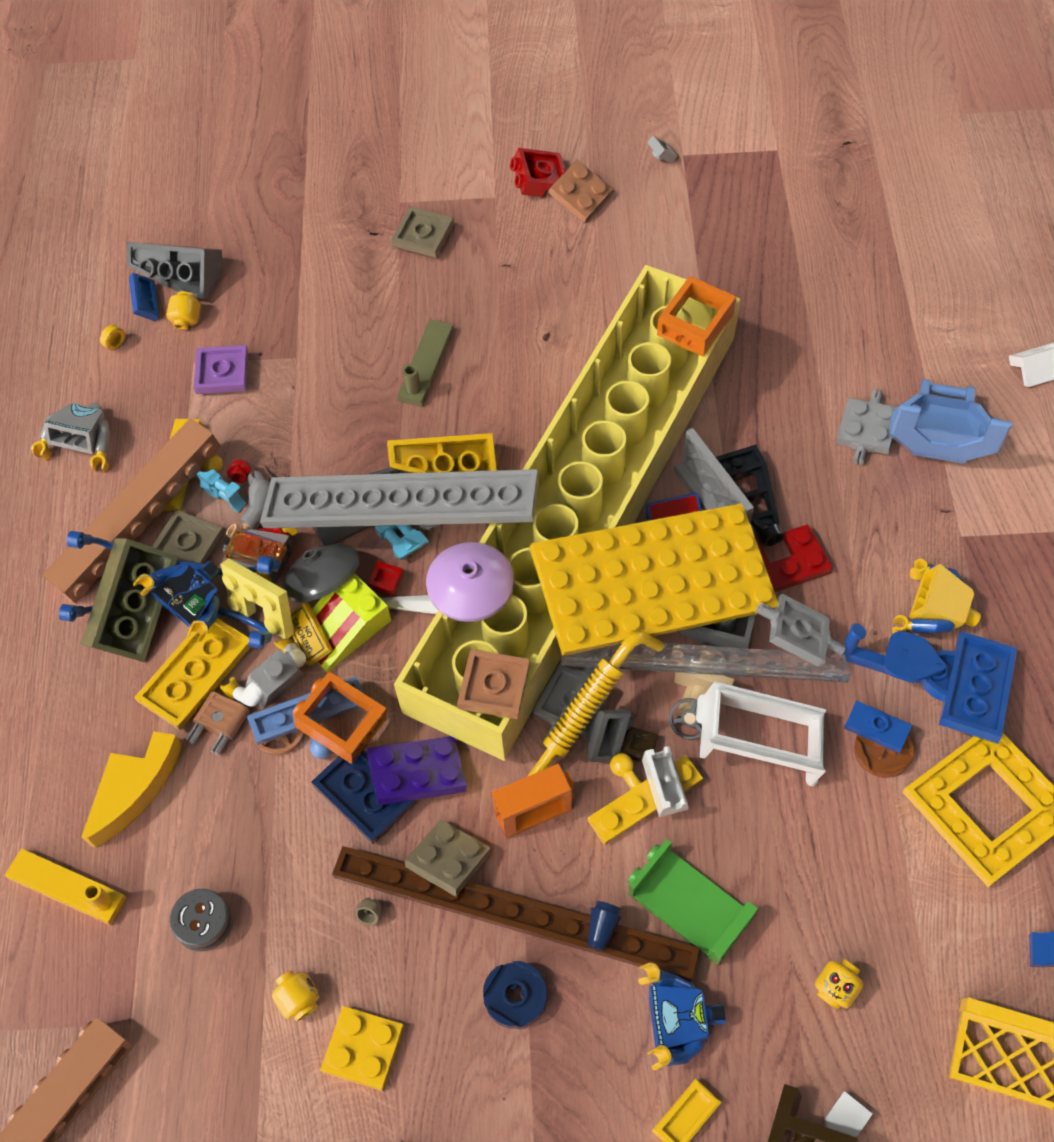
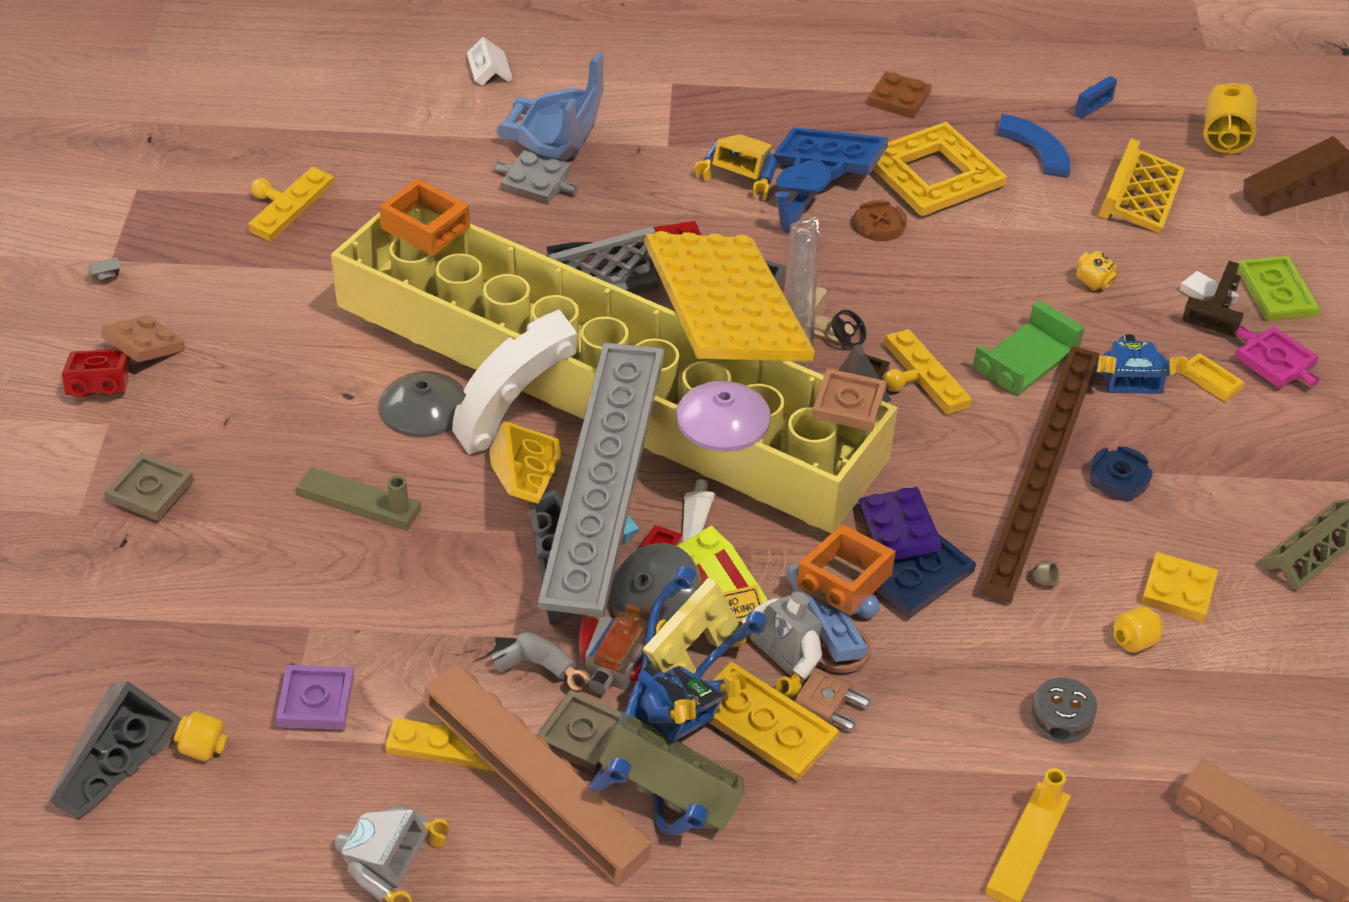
camera: 90 degrees left, 15 degrees down
(112, 337) = (222, 821): yellow tile -> none
(130, 787) = (913, 777): yellow slope -> none
(143, 297) = (157, 787): blue plate -> none
(217, 487) = (517, 685): medium azure piece -> none
(239, 471) = (488, 674): red plate -> none
(448, 857) = (992, 505): dark tan plate -> none
(522, 418) = (506, 375): none -> white brick
(533, 800) = (939, 433): orange window -> none
(537, 397) = (421, 403): none -> dark grey dish
(589, 699) = (840, 358): yellow piece -> none
(603, 923) = (1059, 395): dark blue cone -> none
(664, 782) = (921, 344): white hinge -> none
(719, 693) = (857, 295): white piece -> none
(781, 251) = (289, 204): none -> yellow plate
(800, 630) = (780, 233): light grey plate -> none
(877, 726) = (864, 214): blue plate -> none

